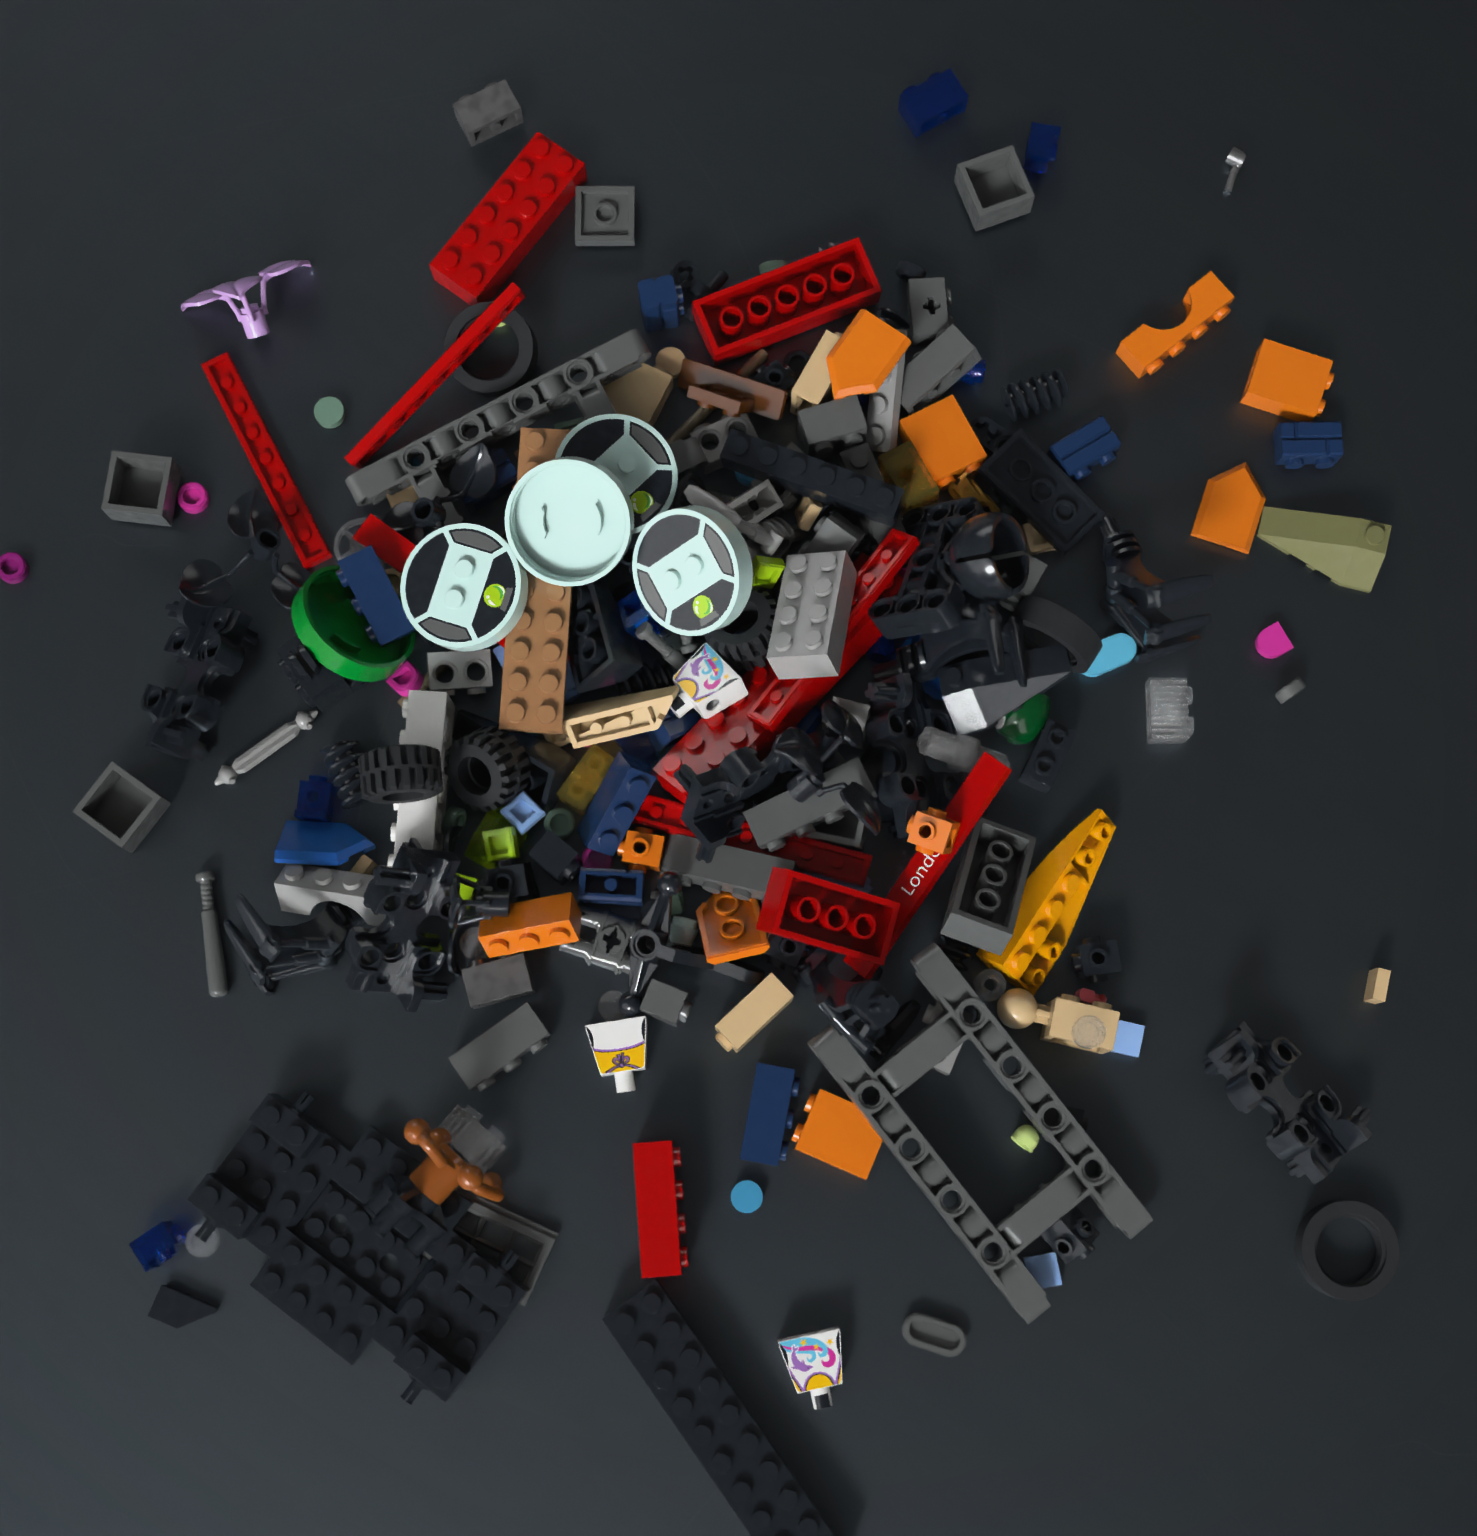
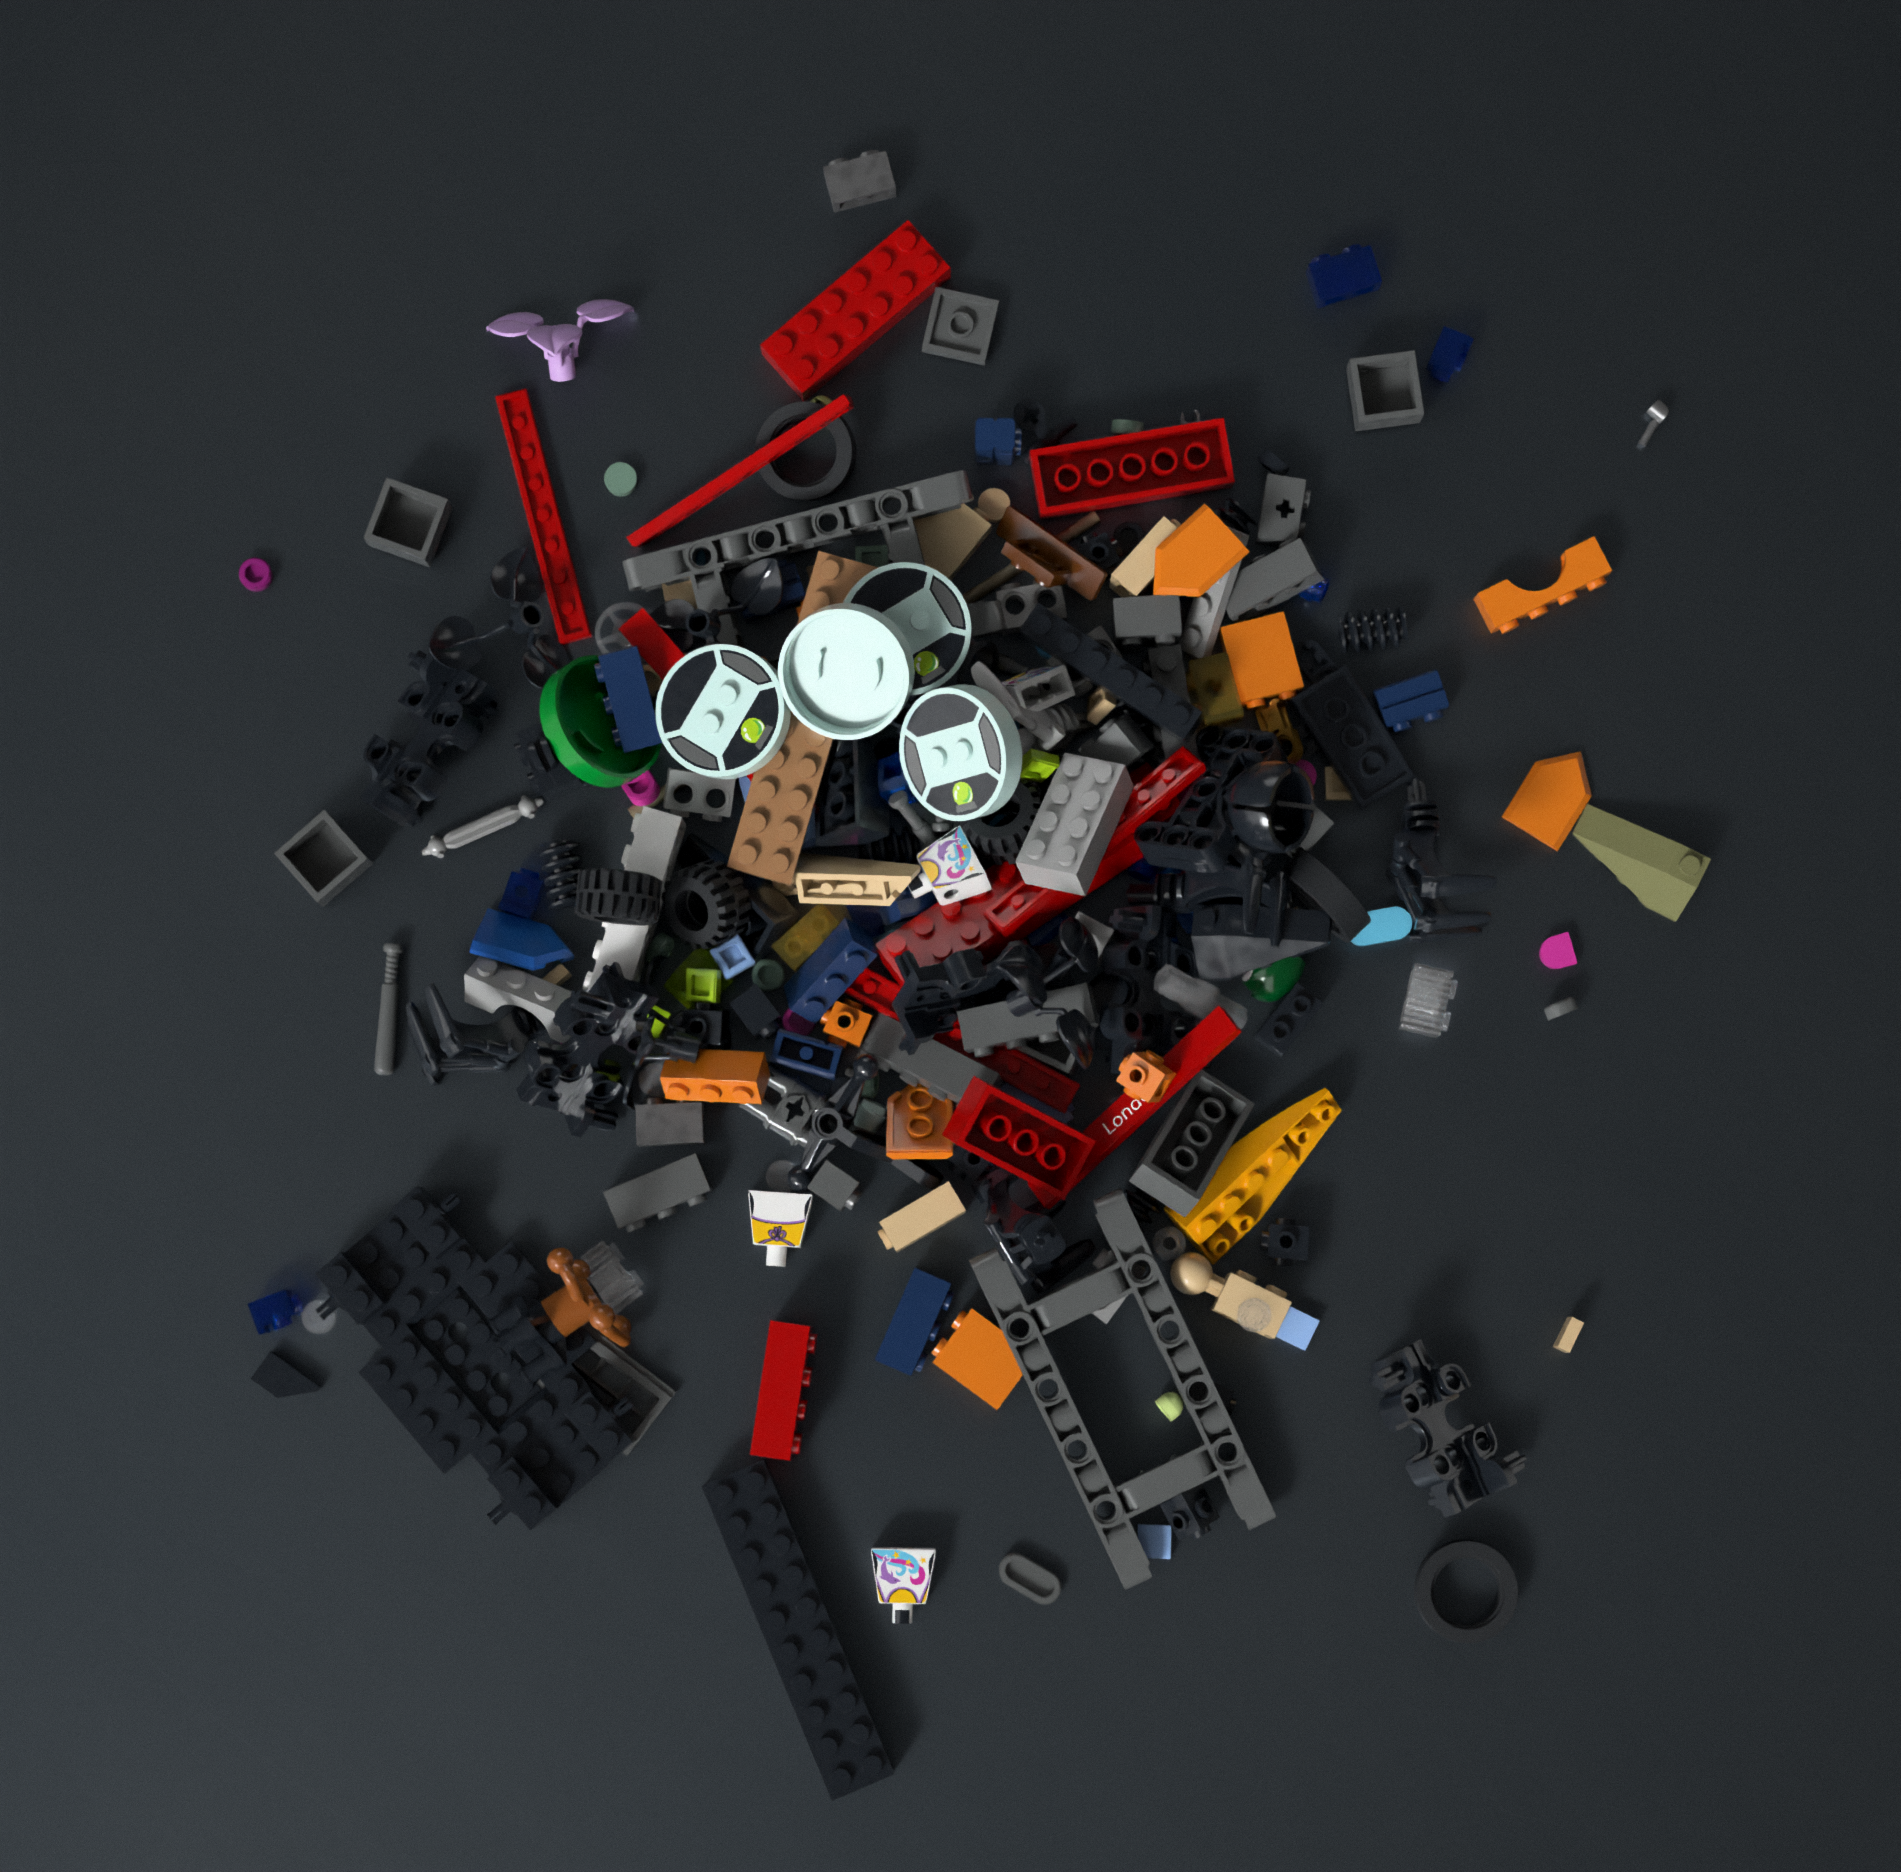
camera: 15 degrees right, 5 degrees up
(193, 497) = (458, 540): dark pink tile -> none
(746, 1196) = (873, 1399): dark azure tile -> none
(1088, 996) = (1267, 1277): coral tile -> none
(1287, 382) = (1647, 675): orange brick -> none
(1308, 444) = (1650, 748): dark blue brick -> none

